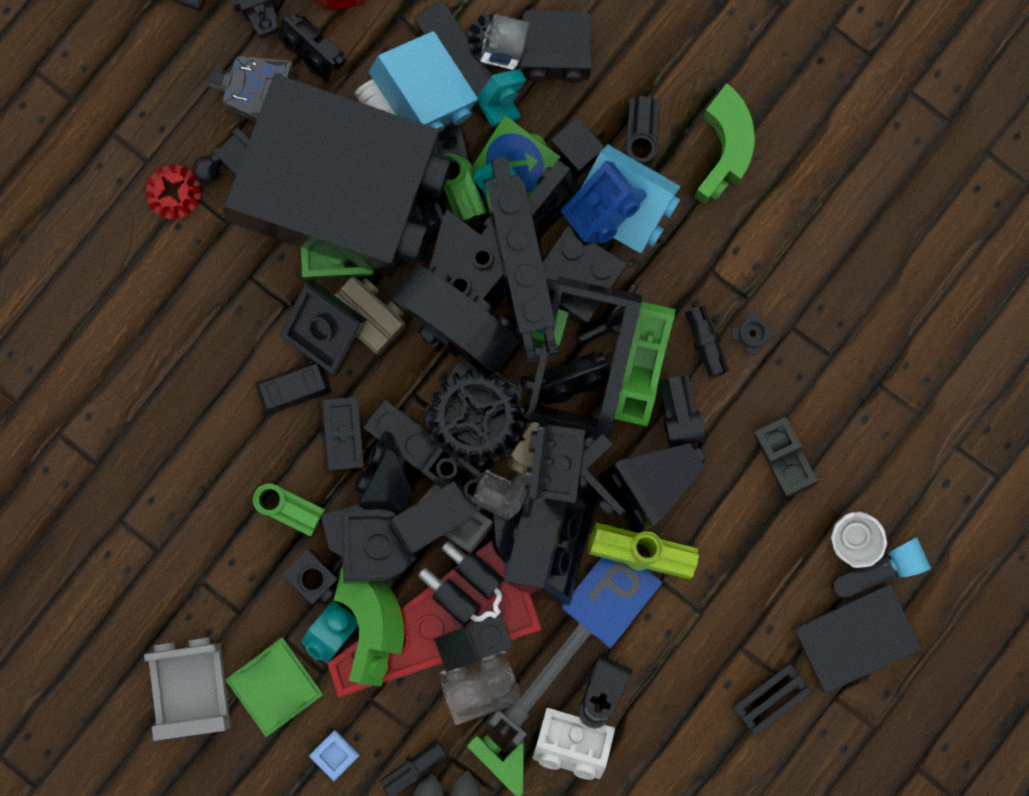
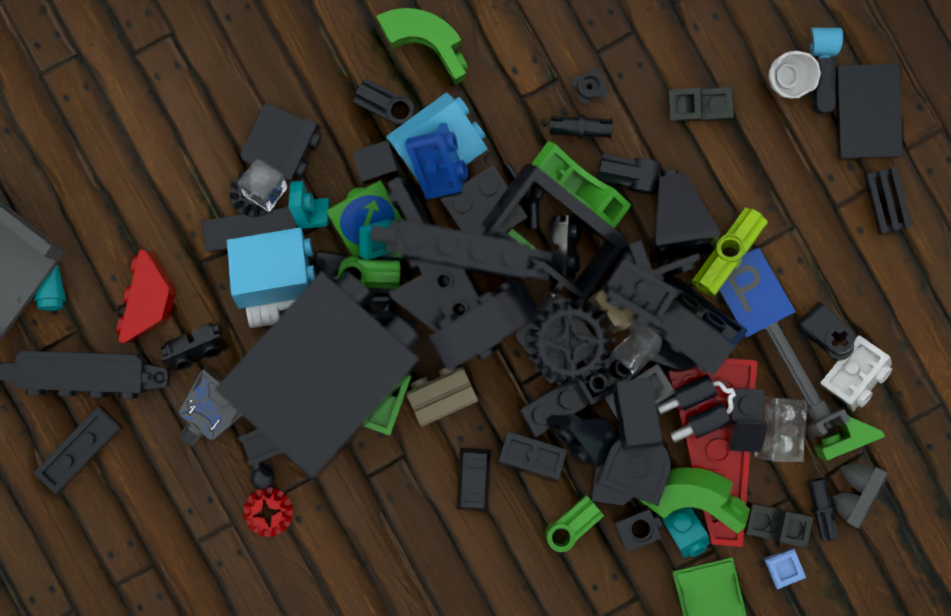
camera: 70 degrees left, 5 degrees up
(323, 327) = (437, 435): black tile -> none
(377, 726) = (778, 524): none -> pearl dark grey slope

